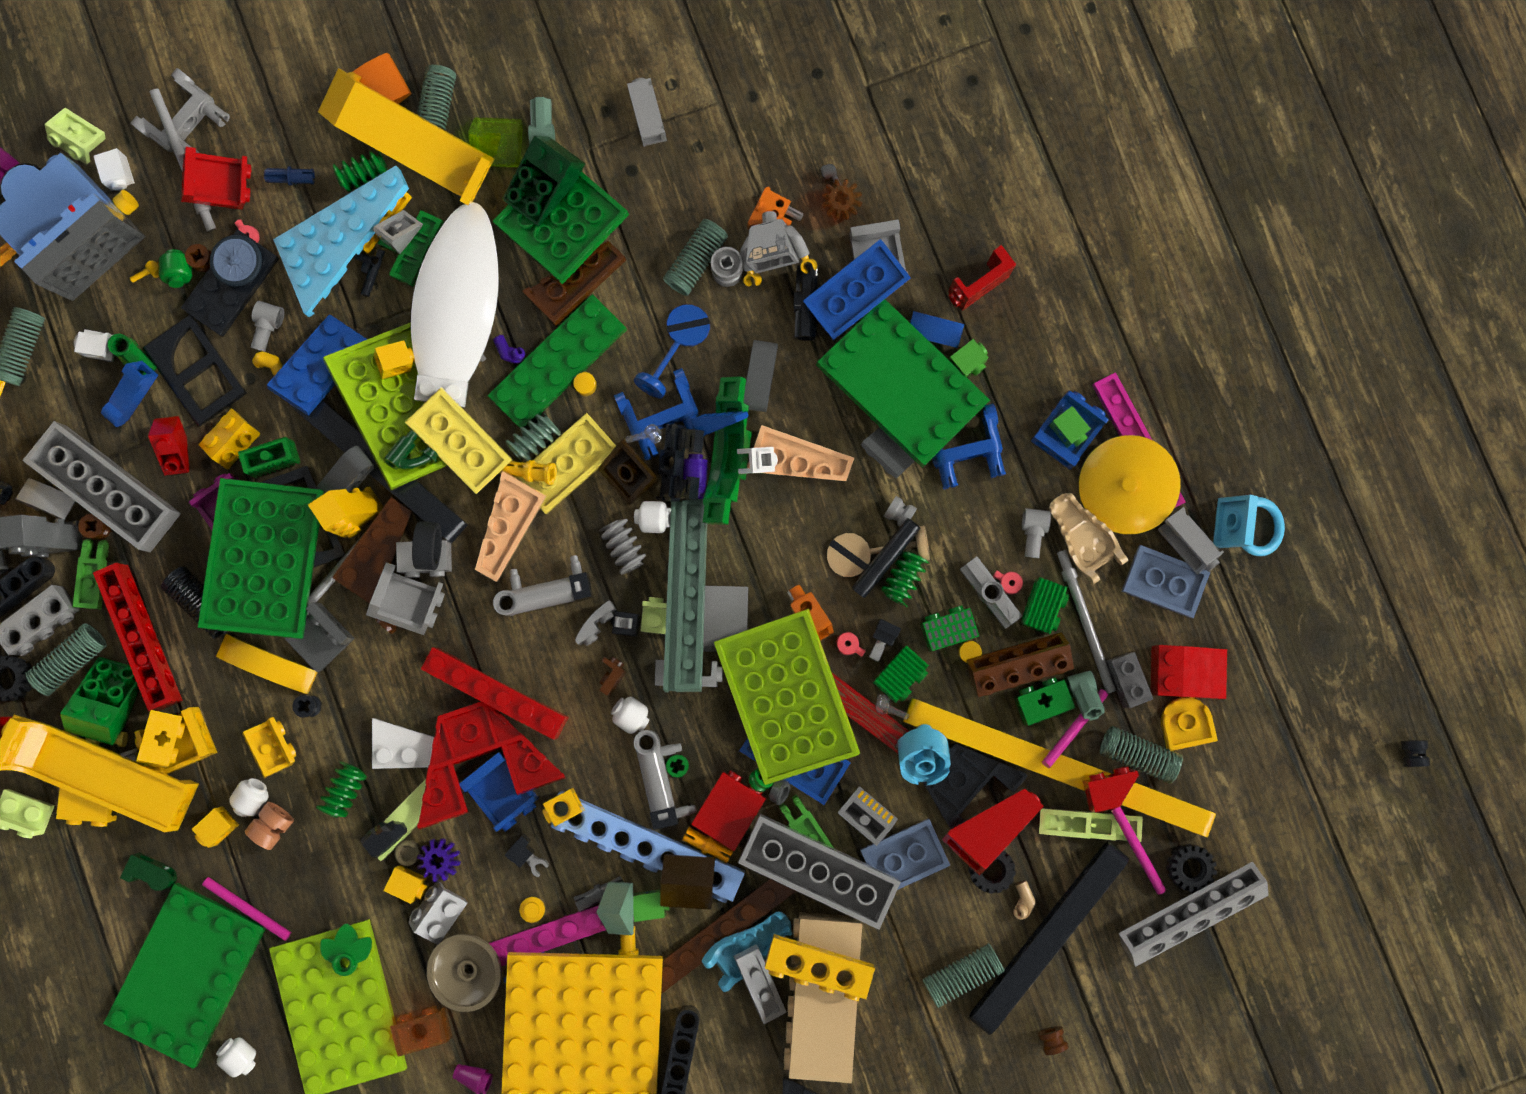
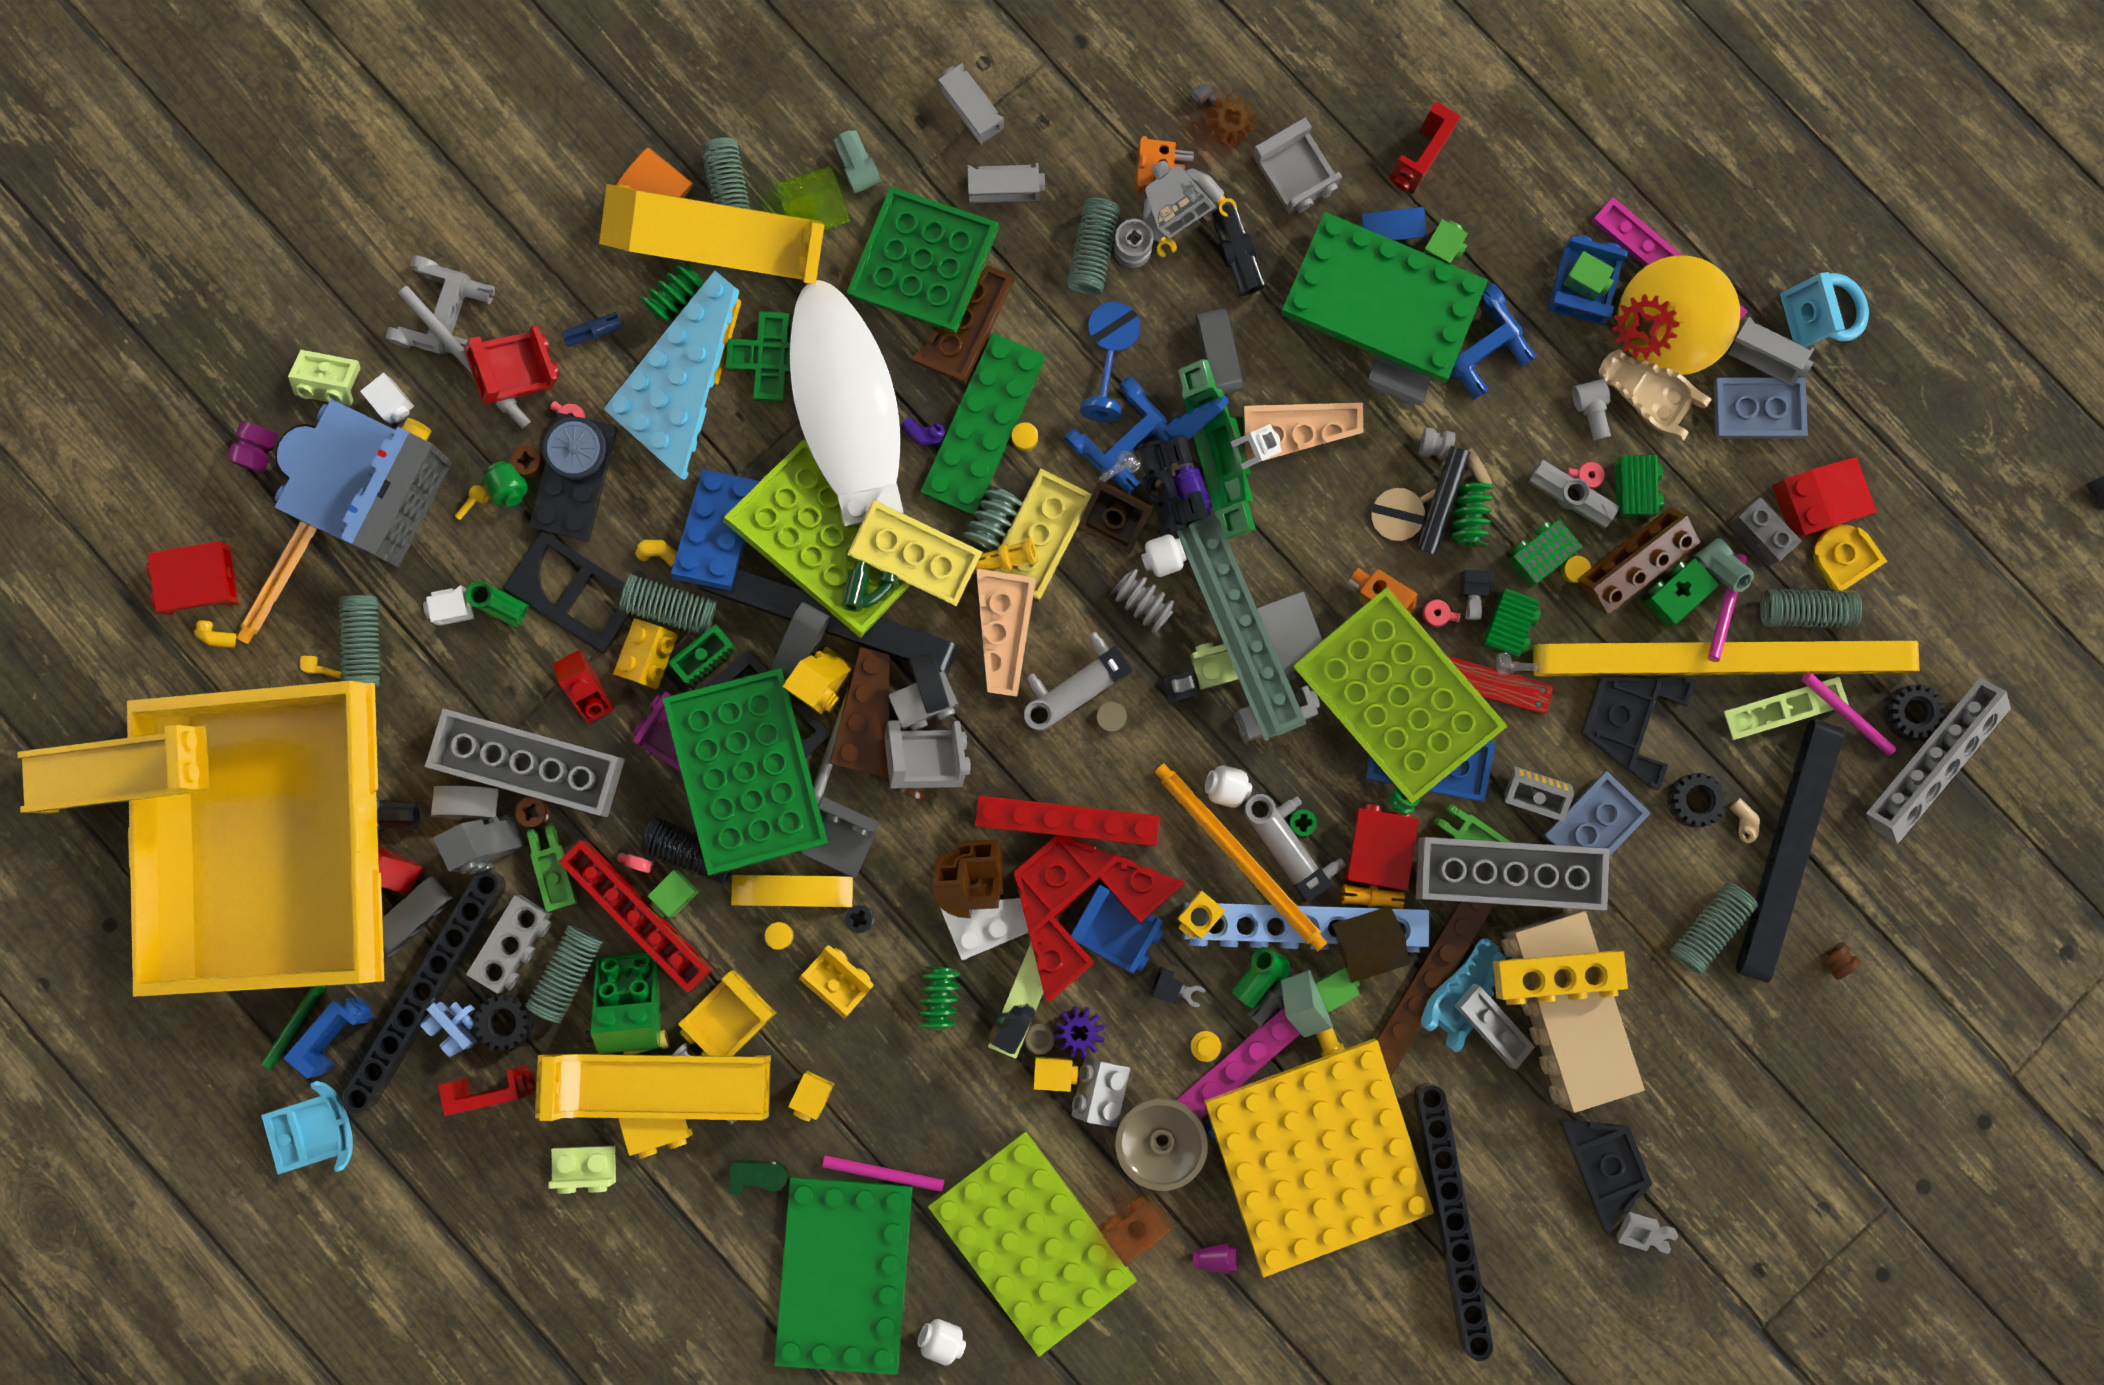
camera: 25 degrees left, 0 degrees up
(129, 392) = (512, 645): blue leg -> none
(149, 750) = (707, 1035): yellow brick -> none
(156, 596) = (635, 862): none -> coral piece
(173, 631) = (672, 894): none -> bright green brick
(230, 392) = (631, 591): none -> sand green piece
(242, 694) = (779, 935): none -> yellow piece
(249, 797) = (836, 1047): white head -> none
(266, 319) = (633, 501): light grey pin -> none
(270, 823) = (873, 1069): nougat wheel -> none
(346, 946) = (1018, 1167): green plate -> none
(369, 268) = (728, 400): black hose -> none
(393, 359) = (803, 489): yellow brick -> none
(398, 230) = (746, 344): light grey slope -> none
(401, 708) = (969, 878): none -> reddish brown brick
(542, 179) = (887, 223): dark green slope -> none
(563, 625) = (1111, 716): none -> dark tan tile
(589, 630) = (1144, 709): light grey slope -> none
(601, 867) = (1265, 969): none -> green piece
(611, 680) = (1191, 755): reddish brown bracket -> none
(617, 778) = (1241, 857): none -> light orange piece
(647, 183) = (1005, 183): none -> light grey window
(779, 791) = (1429, 806): dark grey tile -> none
(856, 289) = (1292, 212): blue plate -> none
(924, 755) = (1575, 701): medium azure brick -> none
(990, 832) = (1682, 759): red slope -> none
(1070, 574) = (1652, 442): light grey bar -> none
(1098, 495) = (1632, 333): none -> red gear
(1109, 790) = (1795, 660): red slope -> none

